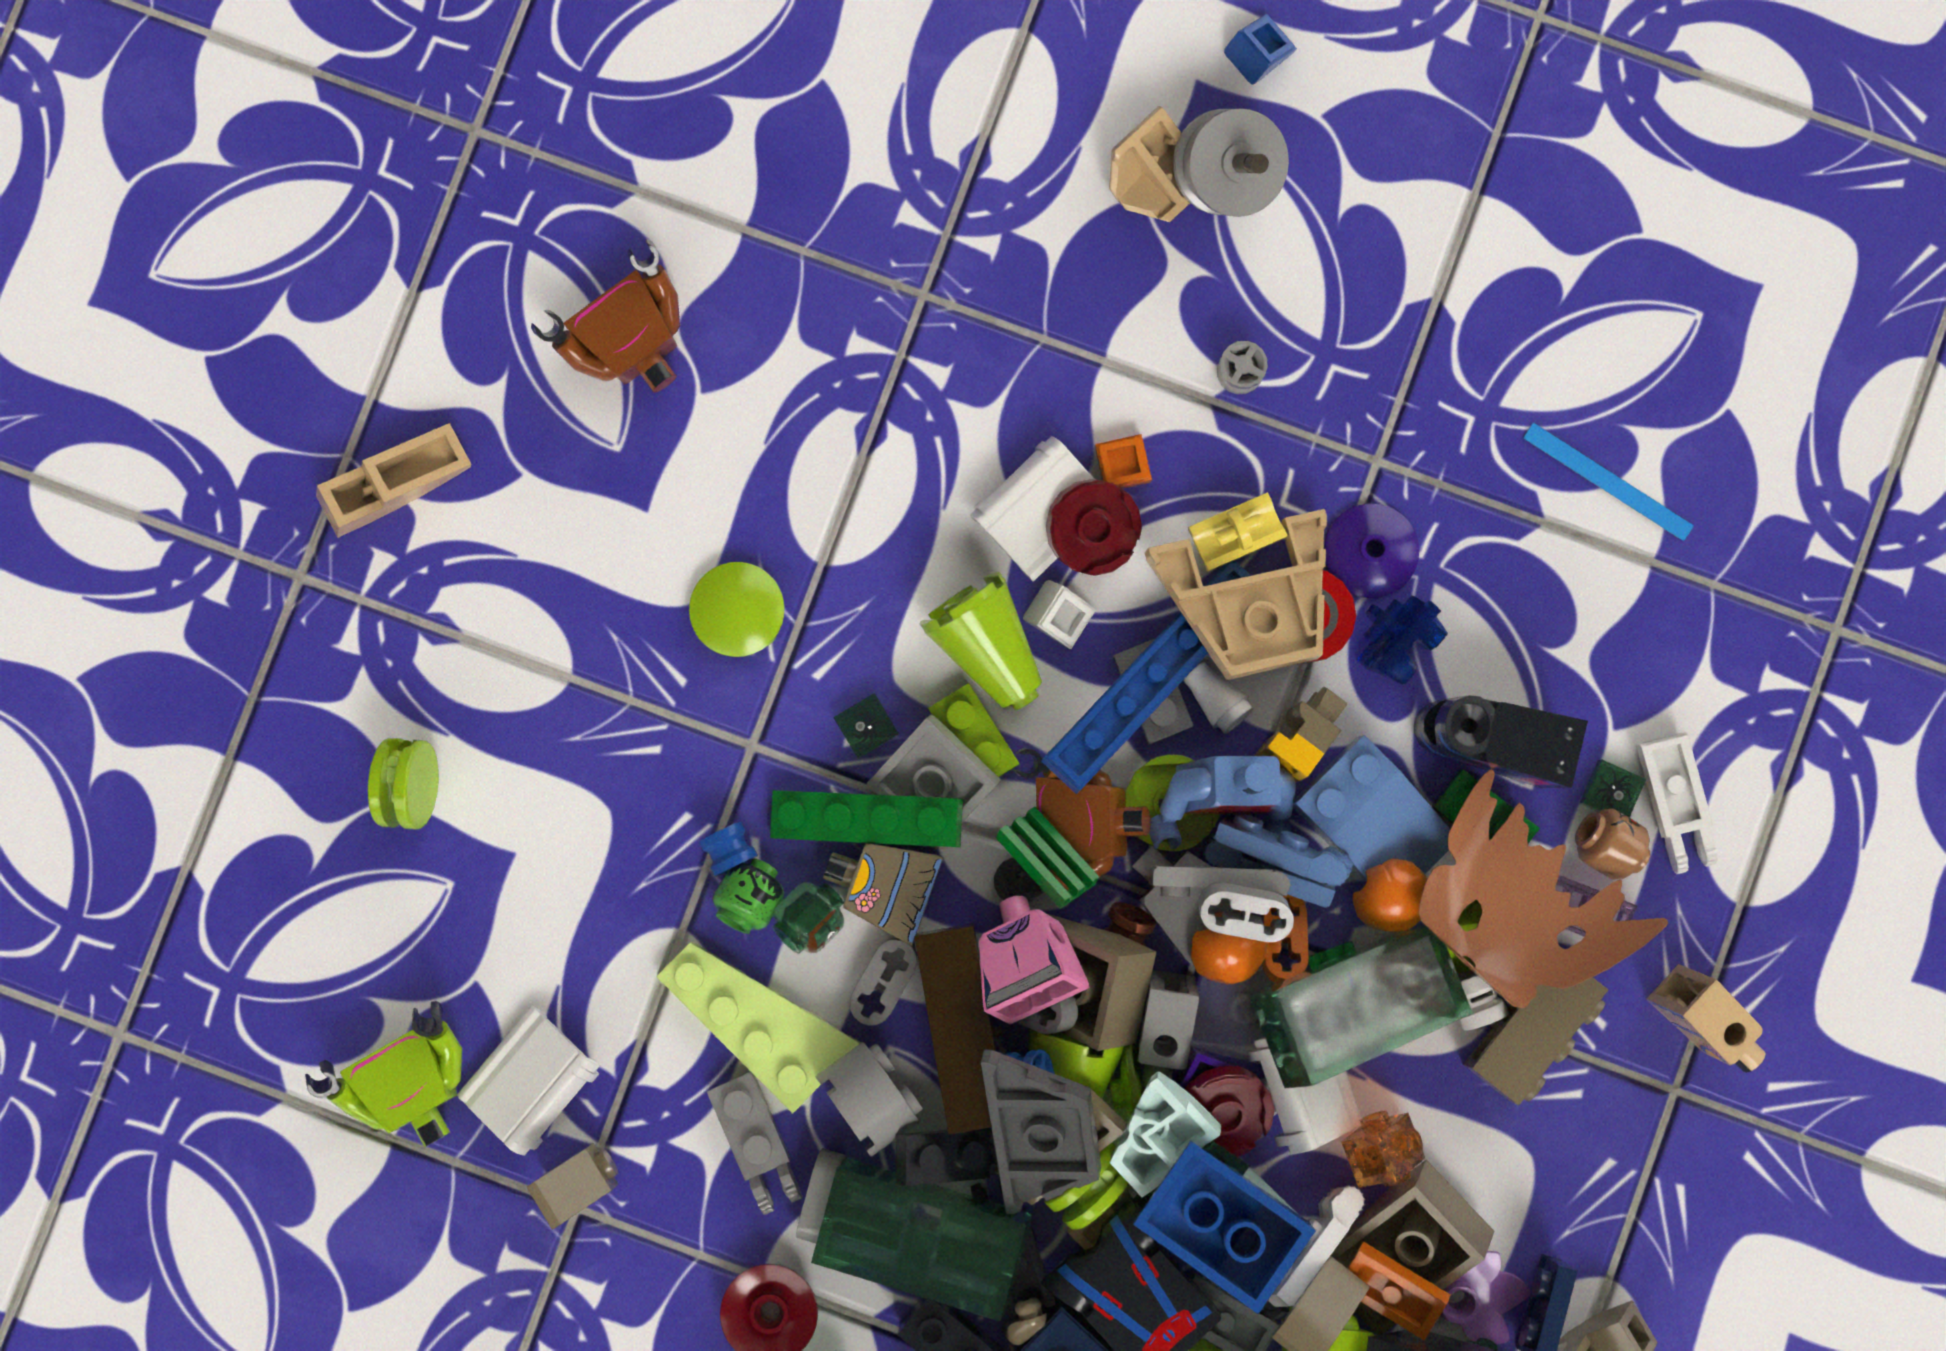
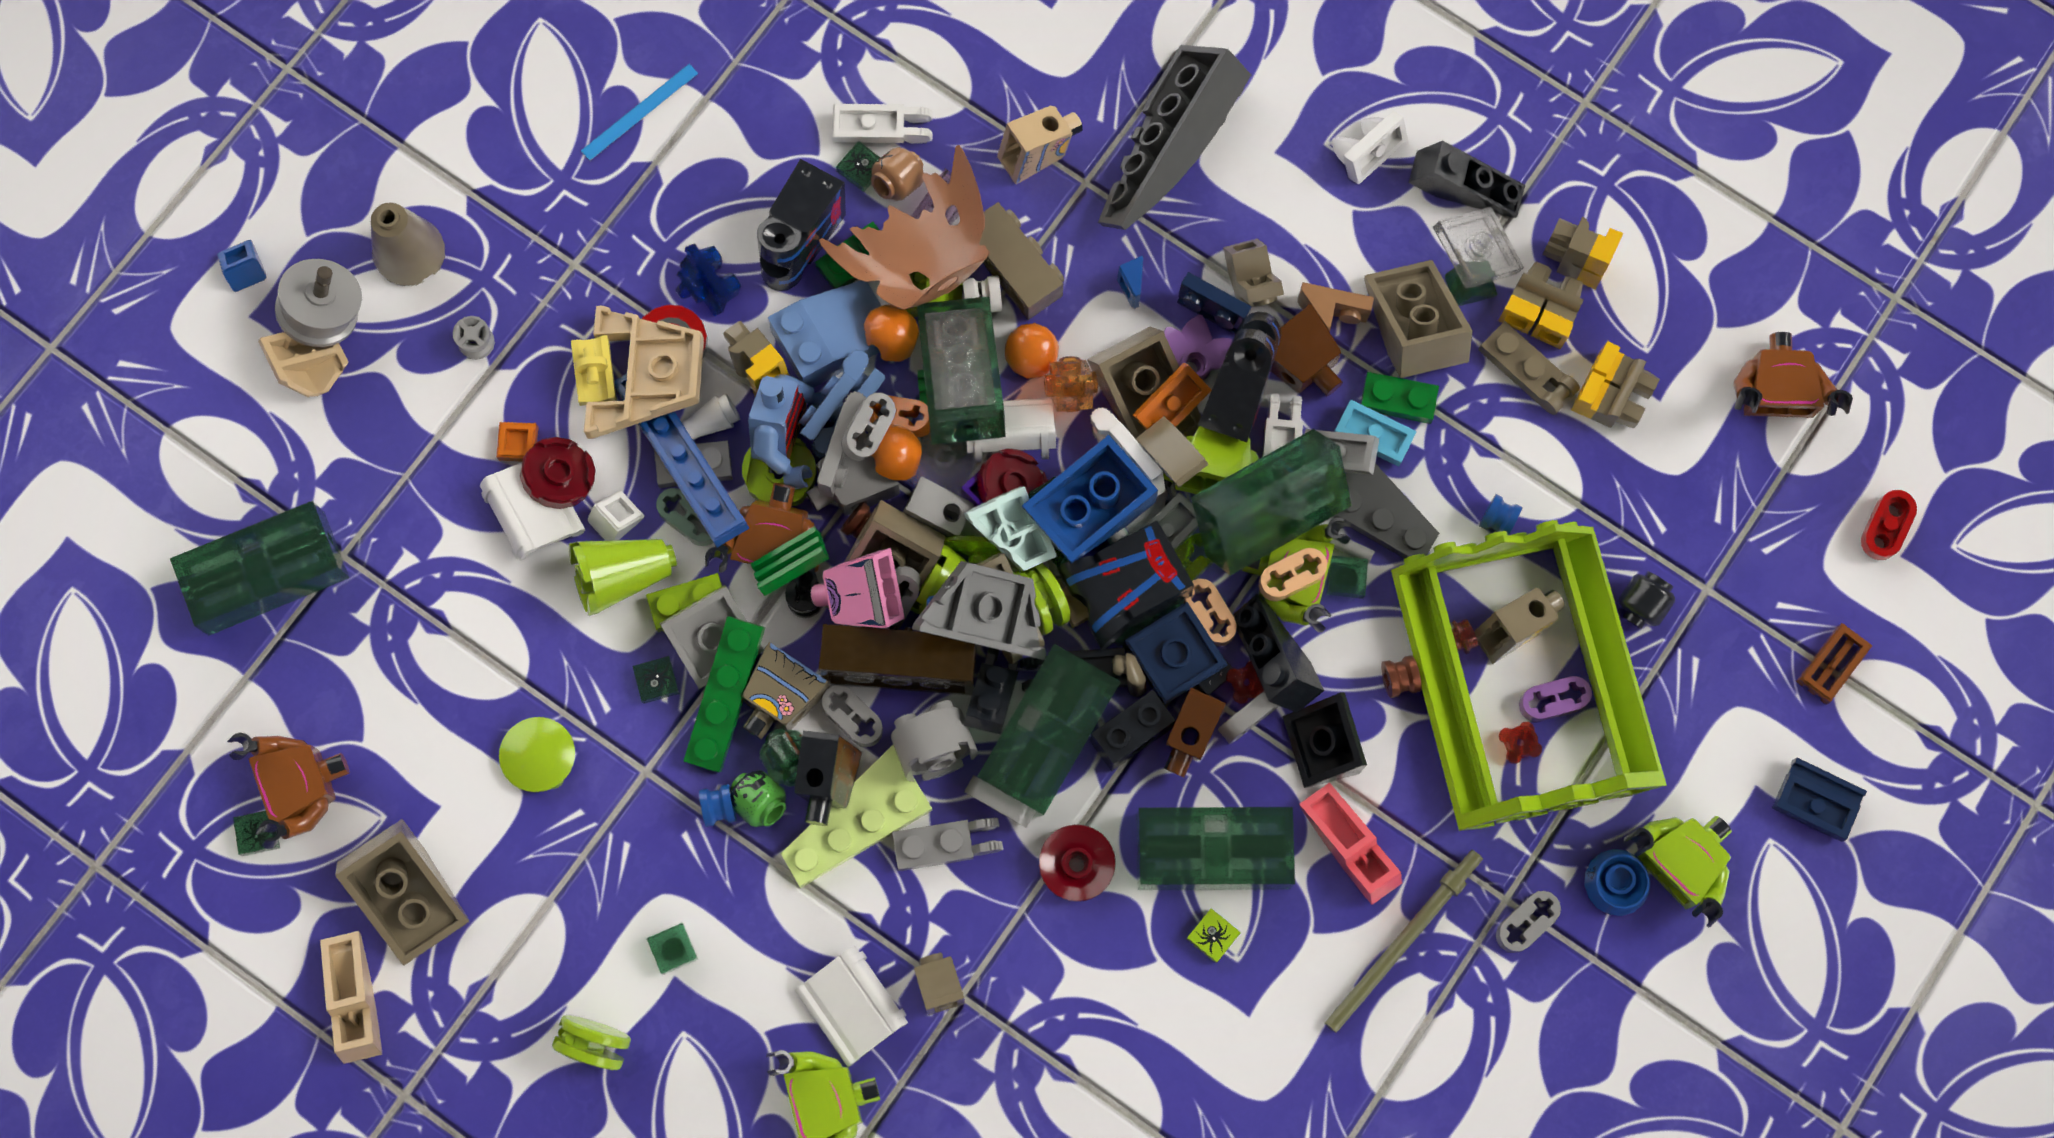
camera: 85 degrees left, 10 degrees down
(529, 498) = (401, 892): none -> dark tan slope
(542, 844) = (672, 949): none -> clear green plate
(559, 297) = (245, 830): none -> clear green tile
(810, 981) = (825, 774): none -> black torso
(875, 202) = (259, 568): none -> clear green brick
(1074, 691) = (679, 522): none -> sand green beam
(1337, 246) = (405, 245): none -> dark tan cone
(1352, 564) = (639, 299): dark purple dish -> none
(1421, 1081) = (1031, 350): none -> orange hair
(1550, 1191) = (1130, 280): none -> blue slope
(1784, 1197) = (1178, 126): none -> dark grey wedge

